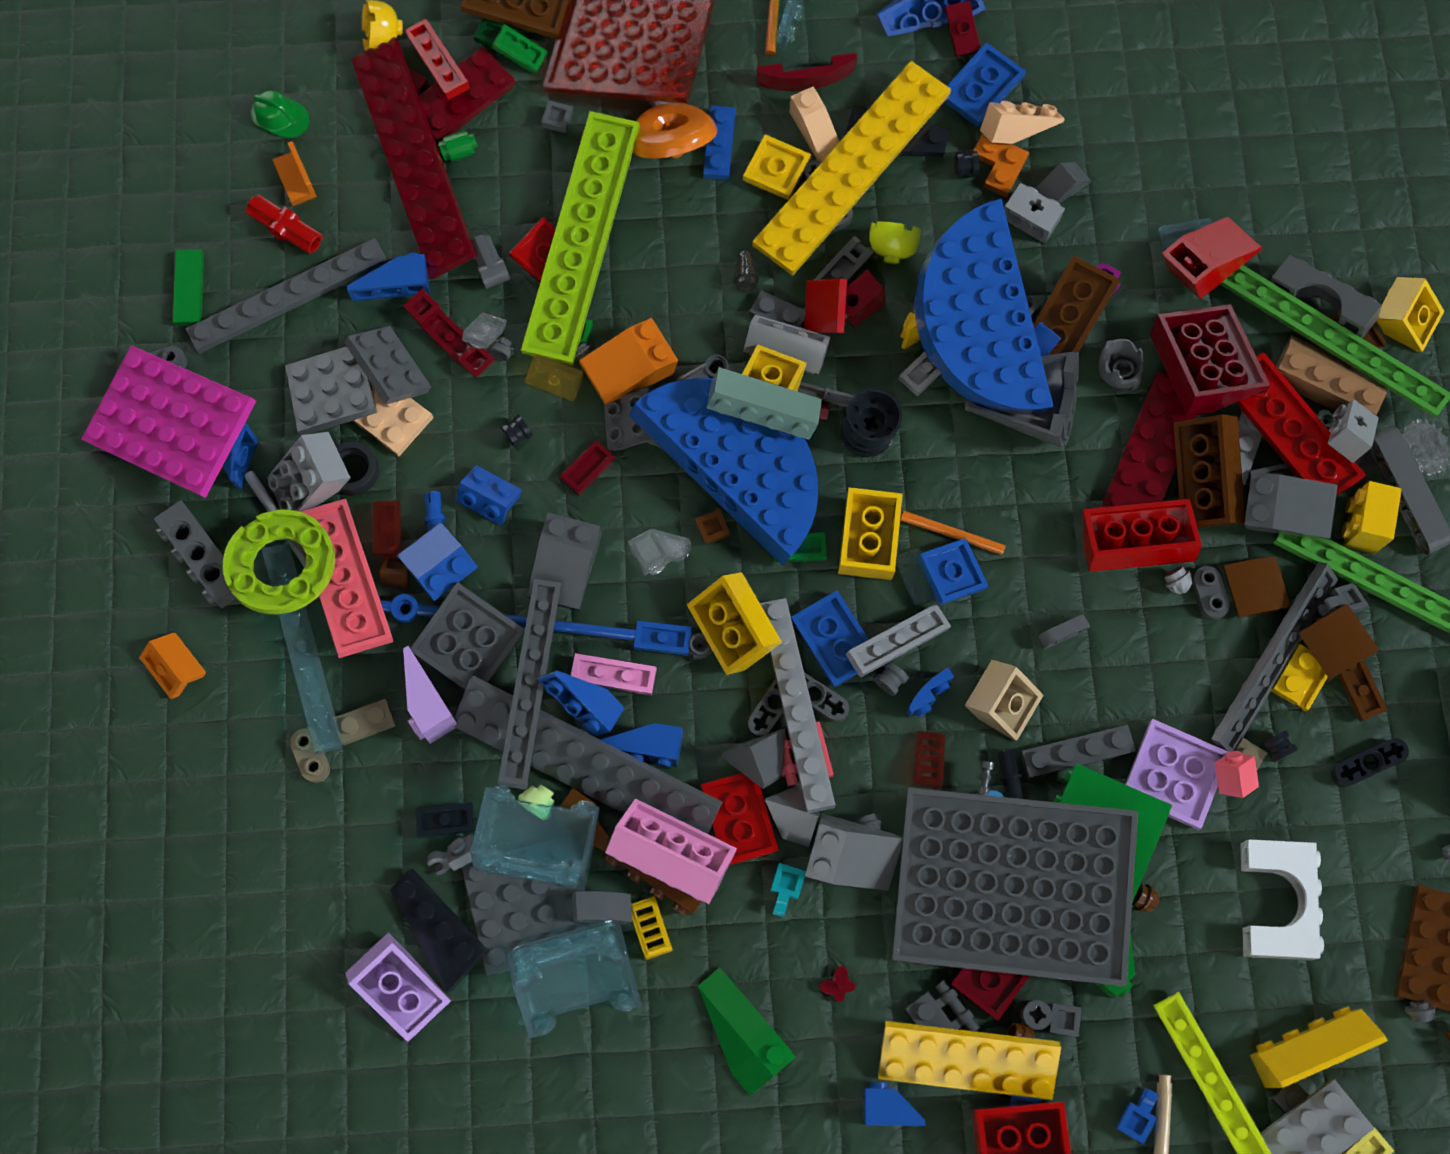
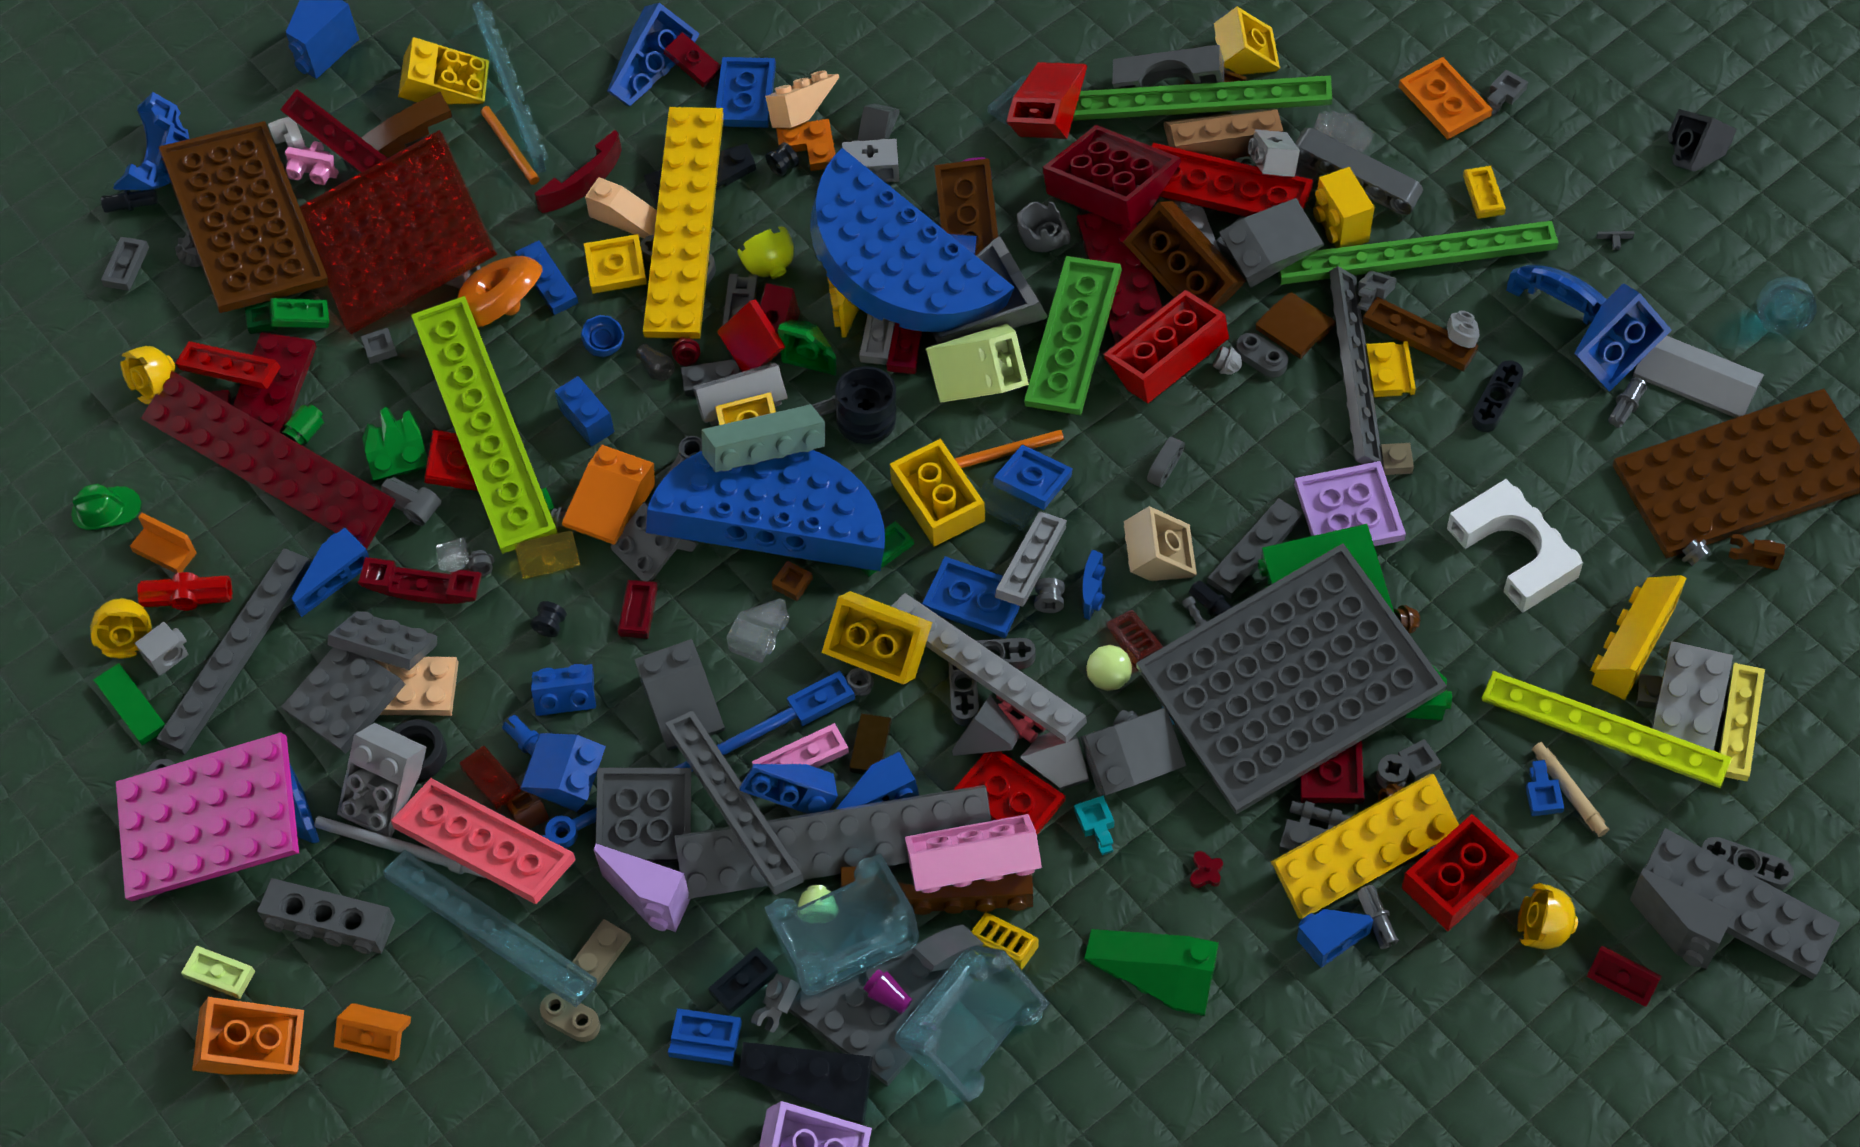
camera: 30 degrees left, 15 degrees down
(86, 610) = (247, 1038): none -> orange slope
(102, 542) = (218, 972): none -> yellowish green plate
(218, 223) = (118, 627): none -> yellow cylinder
(237, 259) = (162, 648): none -> light grey brick
(268, 527) = (391, 830): lime plate -> none
(387, 843) = (704, 1037): none -> blue plate
(509, 208) = (394, 447): none -> green plate
(533, 911) = (887, 991): none -> magenta cone
(663, 278) = (584, 411): none -> blue brick
(672, 700) = (870, 742): none -> dark brown tile
(721, 223) = (602, 336): none -> blue hair
(774, 279) = (686, 351): none -> dark red plate
(865, 338) = (806, 347): none -> green slope
(891, 769) = (1109, 667): none -> yellowish green hair
(934, 1120) = (1381, 925): none -> dark grey axle
(935, 396) = (904, 350): none -> dark red plate
(980, 449) = (978, 364): none -> yellowish green slope
(1074, 474) = (1073, 335): none -> bright green plate
(1236, 774) = (1398, 471): coral brick -> none
(1280, 746) = (1415, 430): black wheel -> none
(1338, 641) = (1395, 318): reddish brown slope -> none
(1385, 689) = (1463, 329): none -> light grey plate

